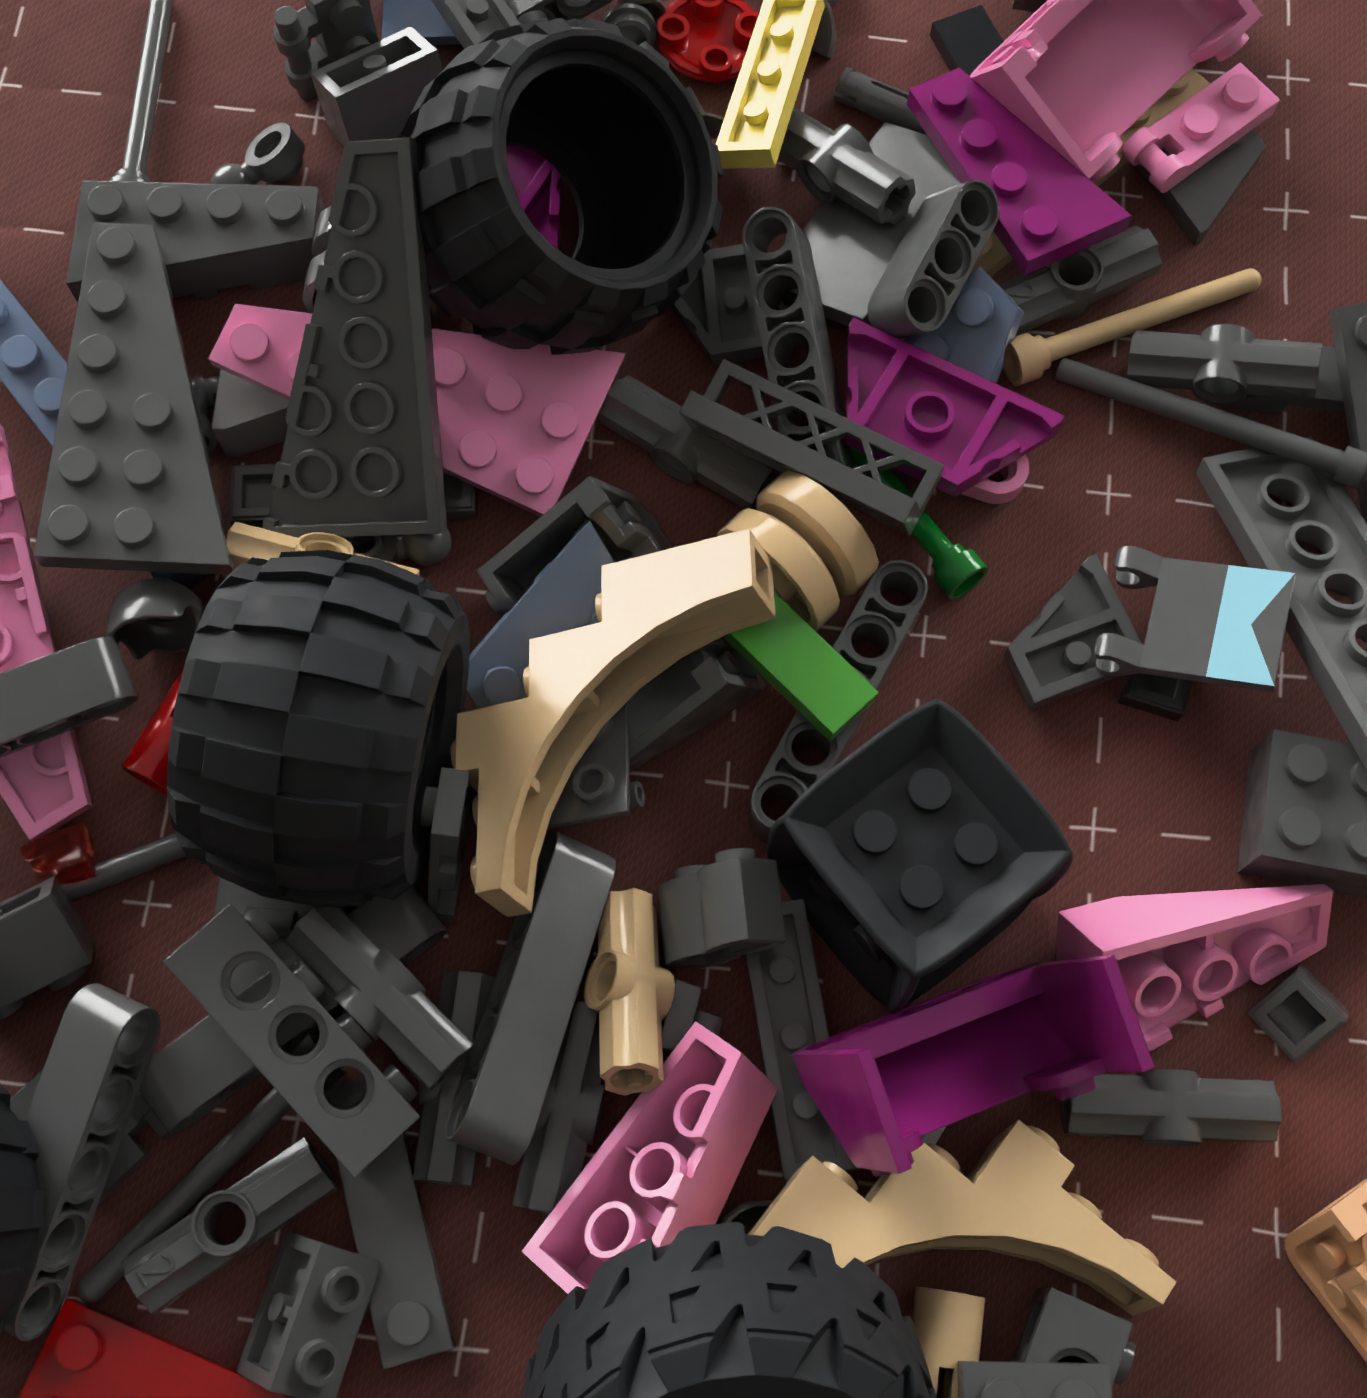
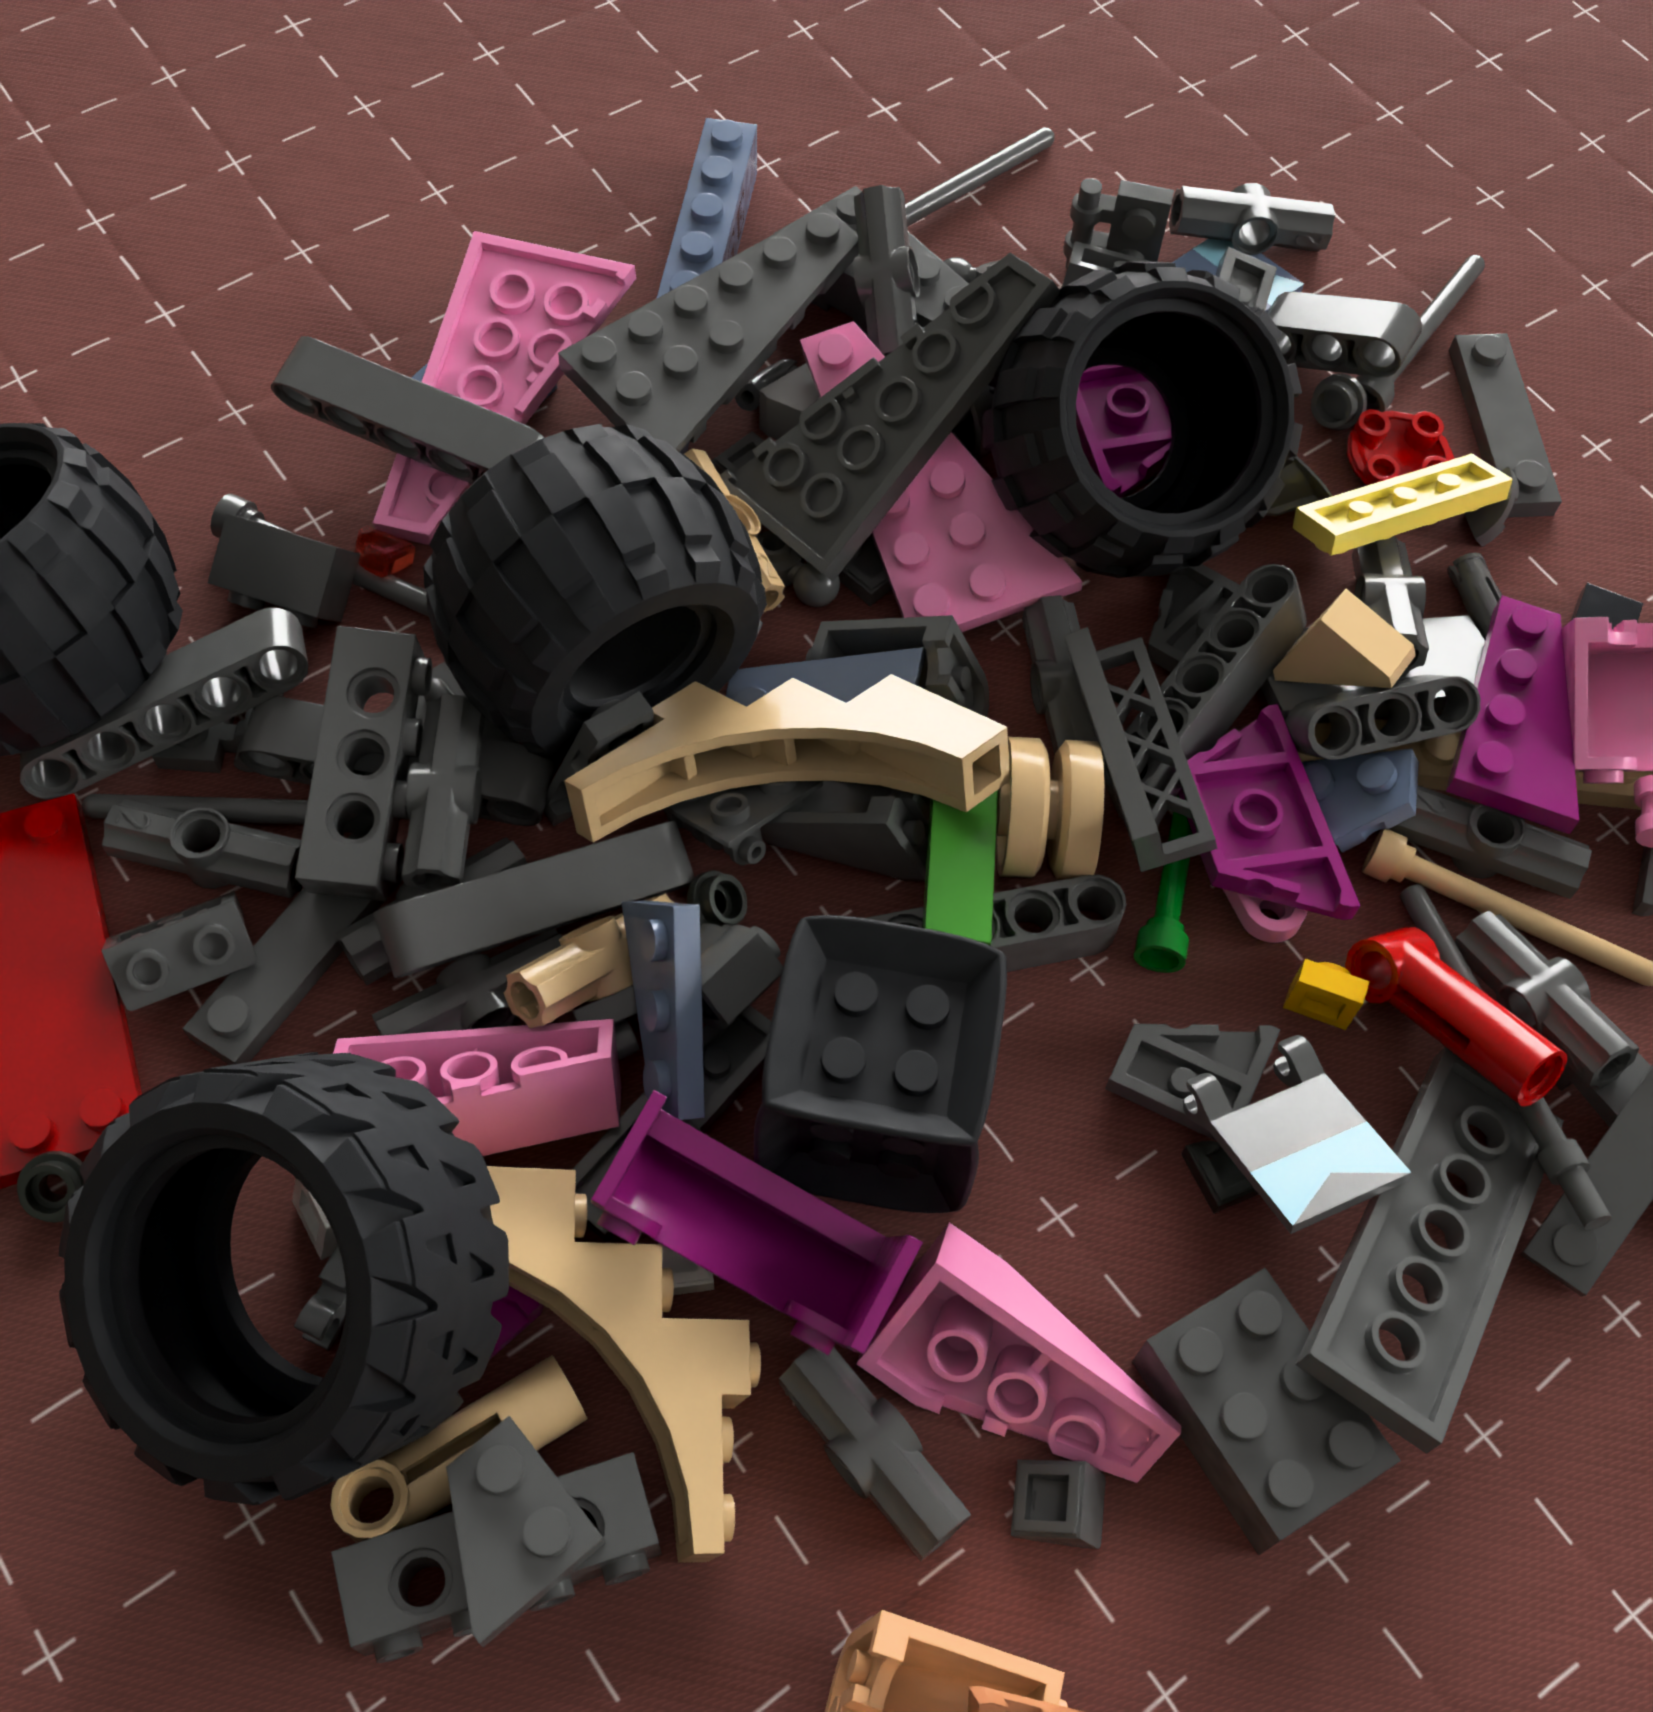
camera: 45 degrees right, 10 degrees down
(209, 236) = (887, 266): none -> dark grey piece
(644, 857) = (720, 898): none -> pearl dark grey plate
(727, 966) = (668, 998): none -> sand blue wing
(863, 232) = (1347, 648): none -> tan slope
(1093, 497) = (1326, 993): none -> yellow plate
(1128, 433) = (1484, 1034): none -> red piece

